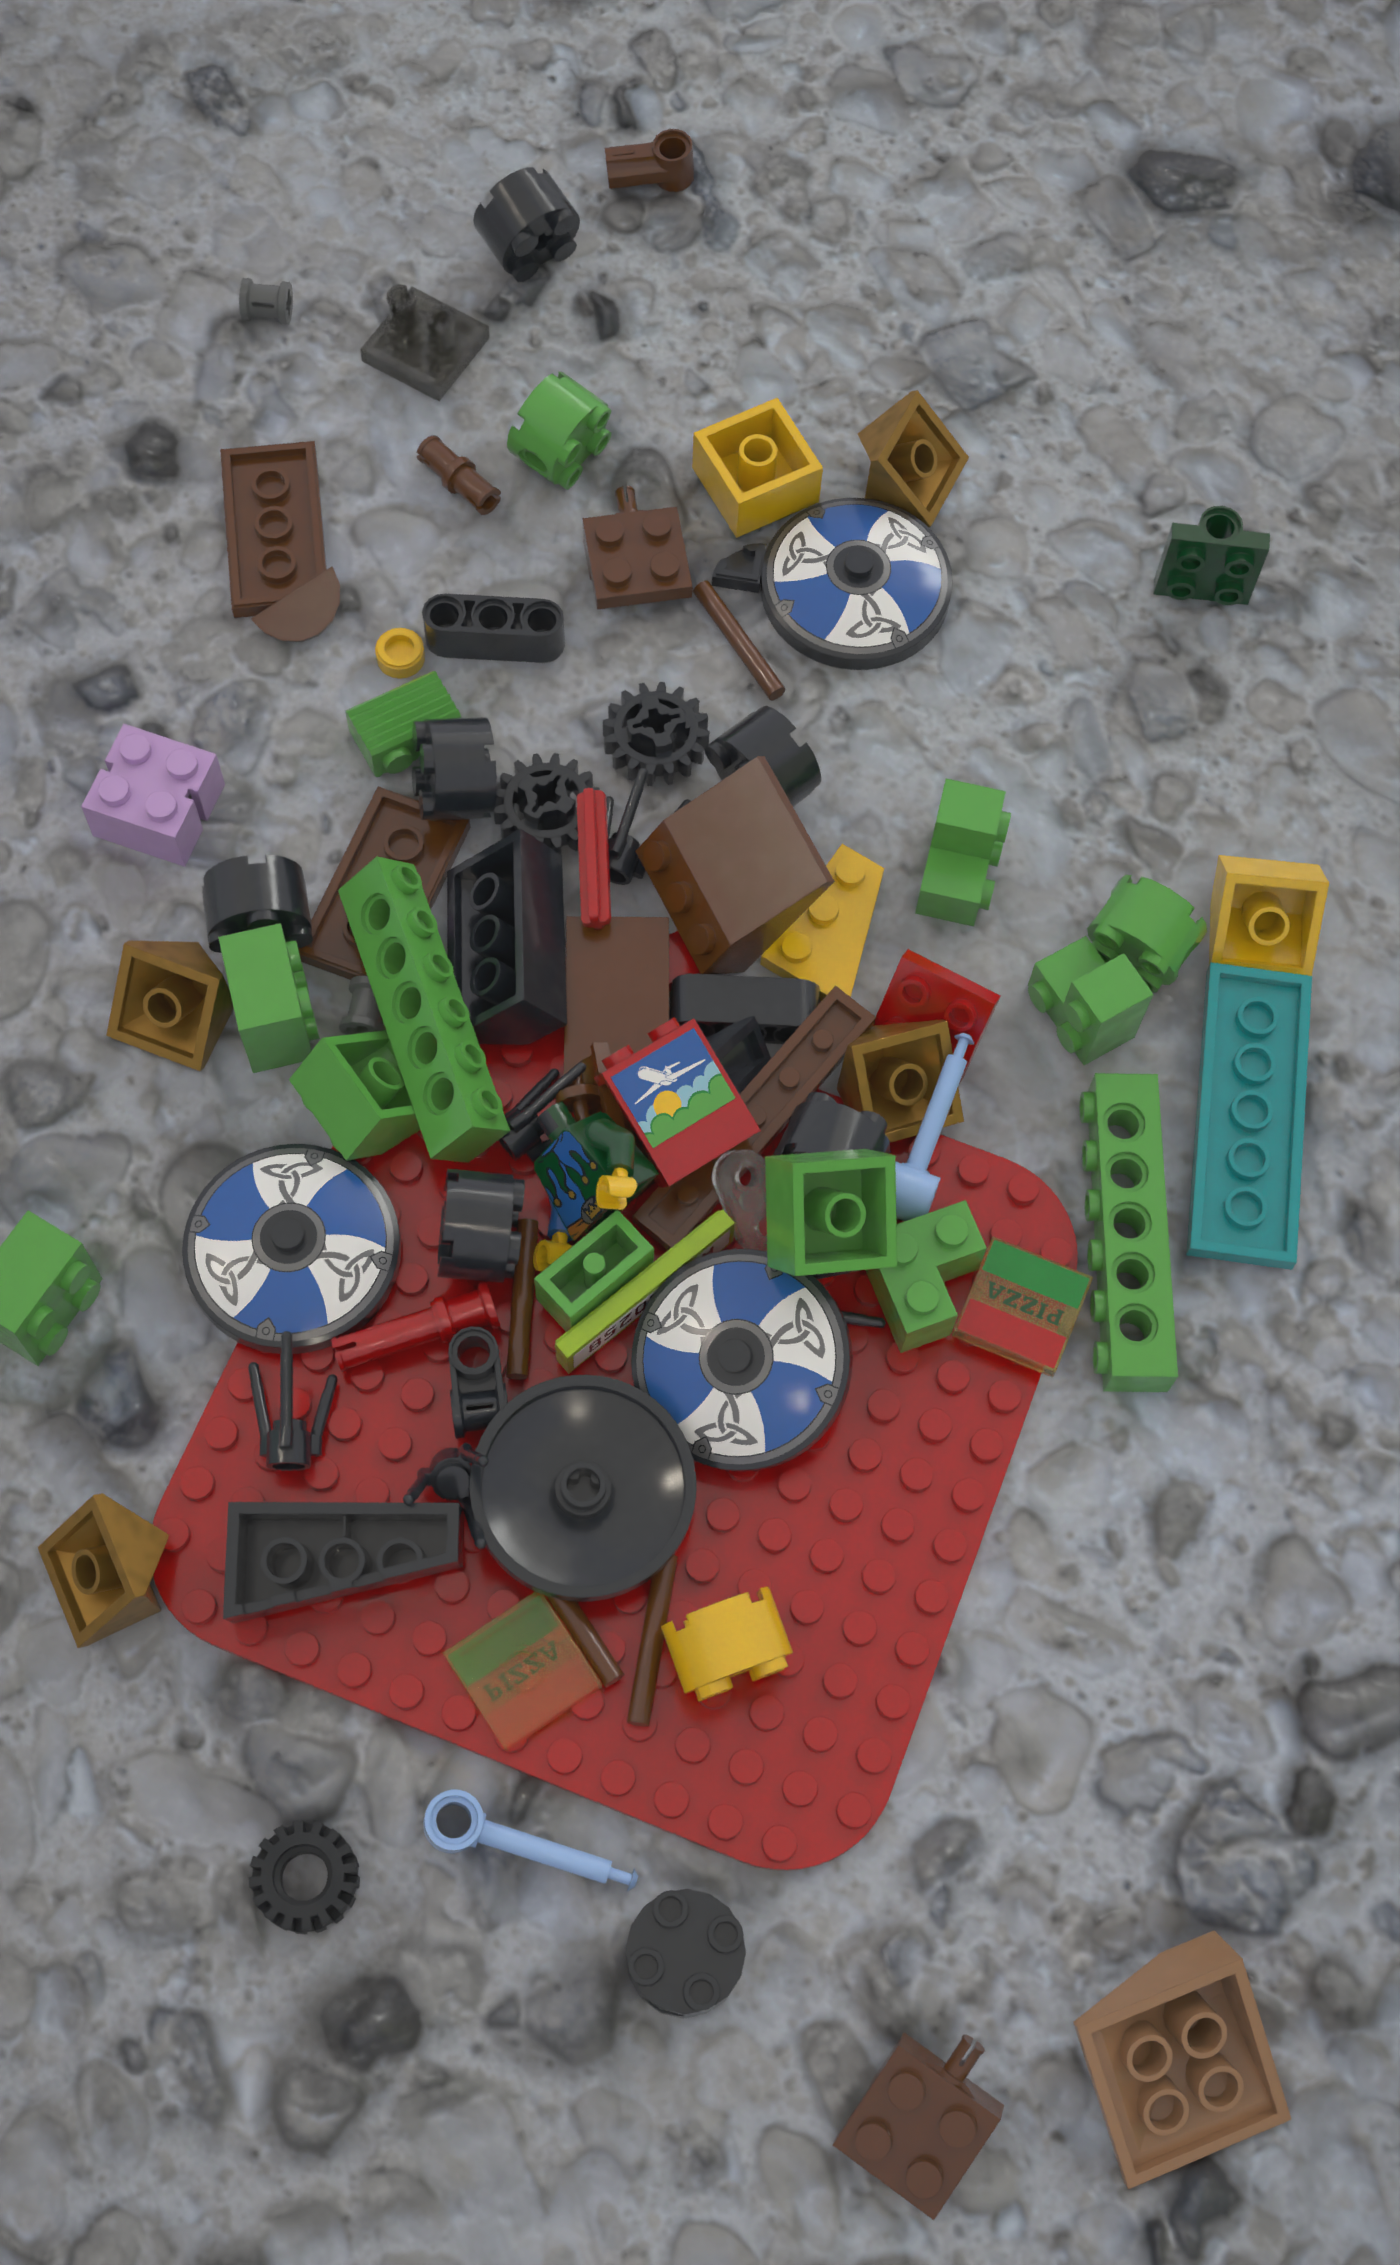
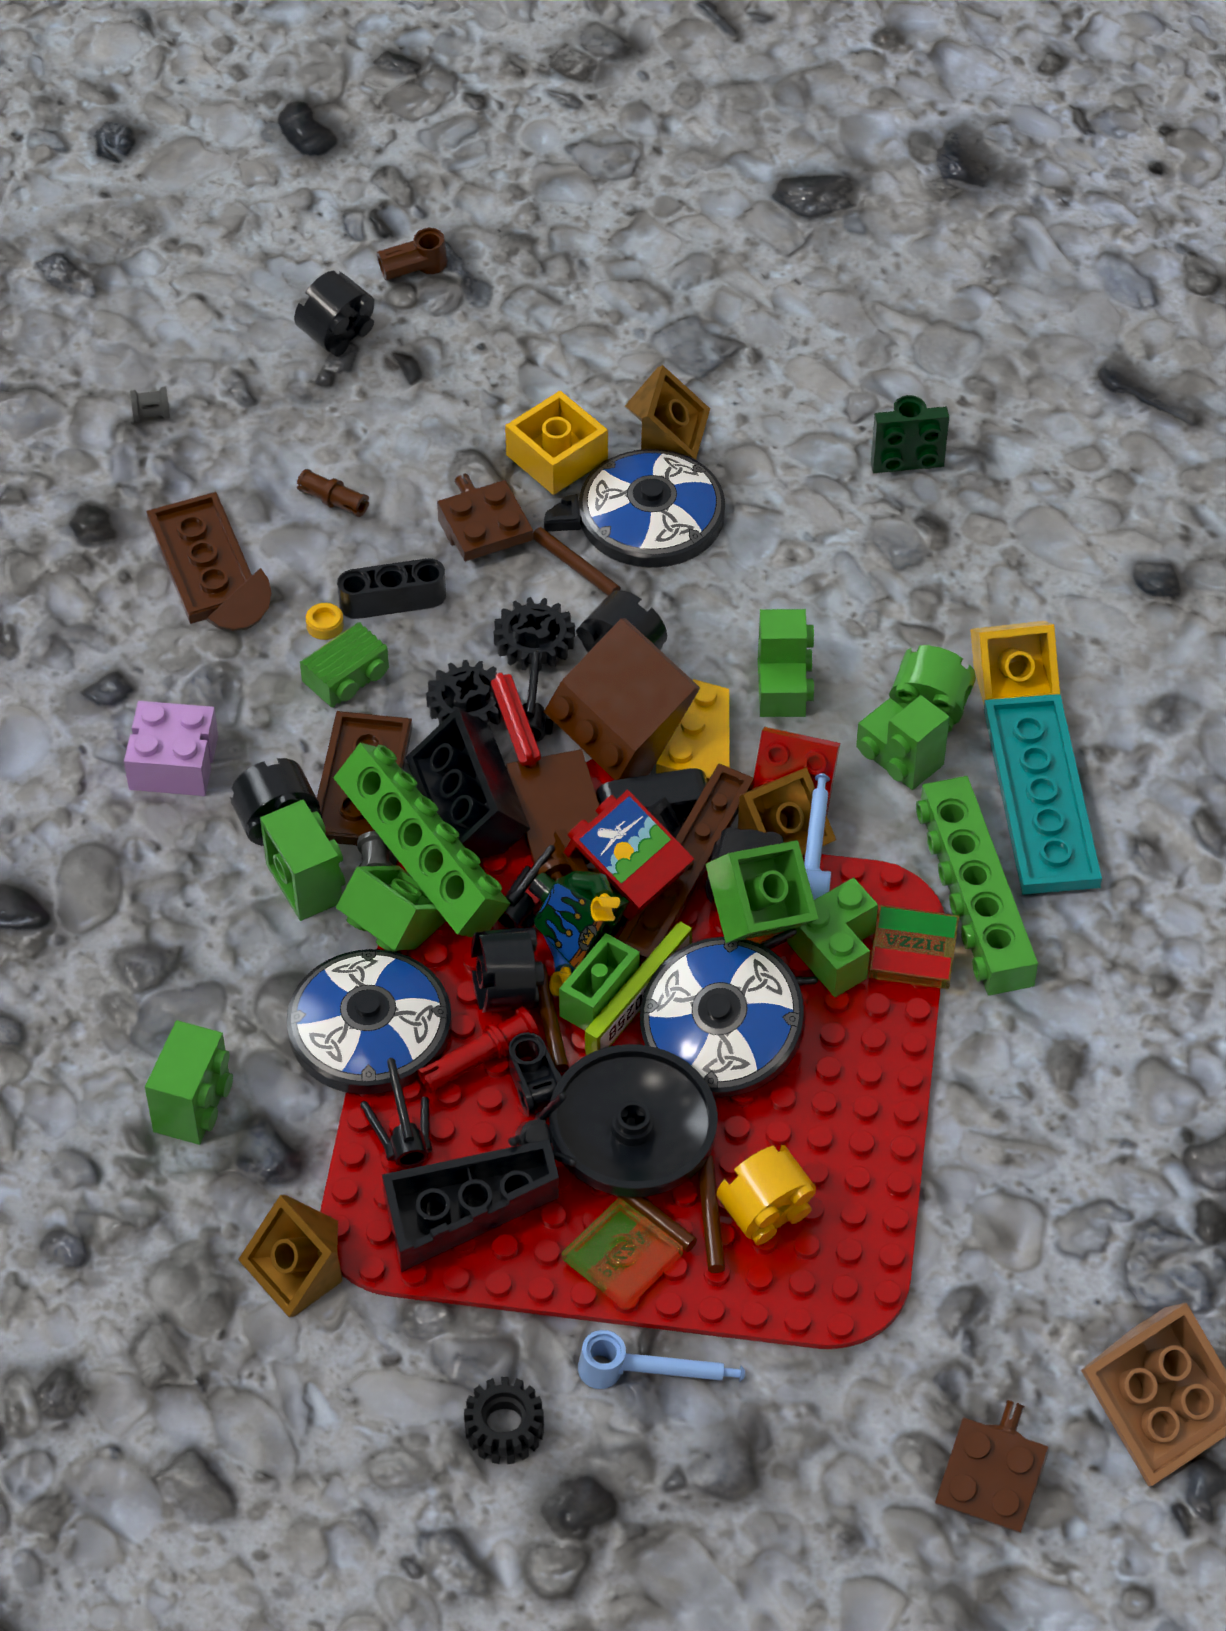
camera: 10 degrees left, 15 degrees down
(170, 1001) = (227, 880): pearl gold slope -> none
(424, 341) = (279, 408): clear smoke plate -> none
(455, 769) = (394, 682): black brick -> none
(560, 429) = (403, 445): bright green brick -> none
(685, 1953) = (794, 1402): black brick -> none
(743, 1203) = (694, 914): clear plate -> none

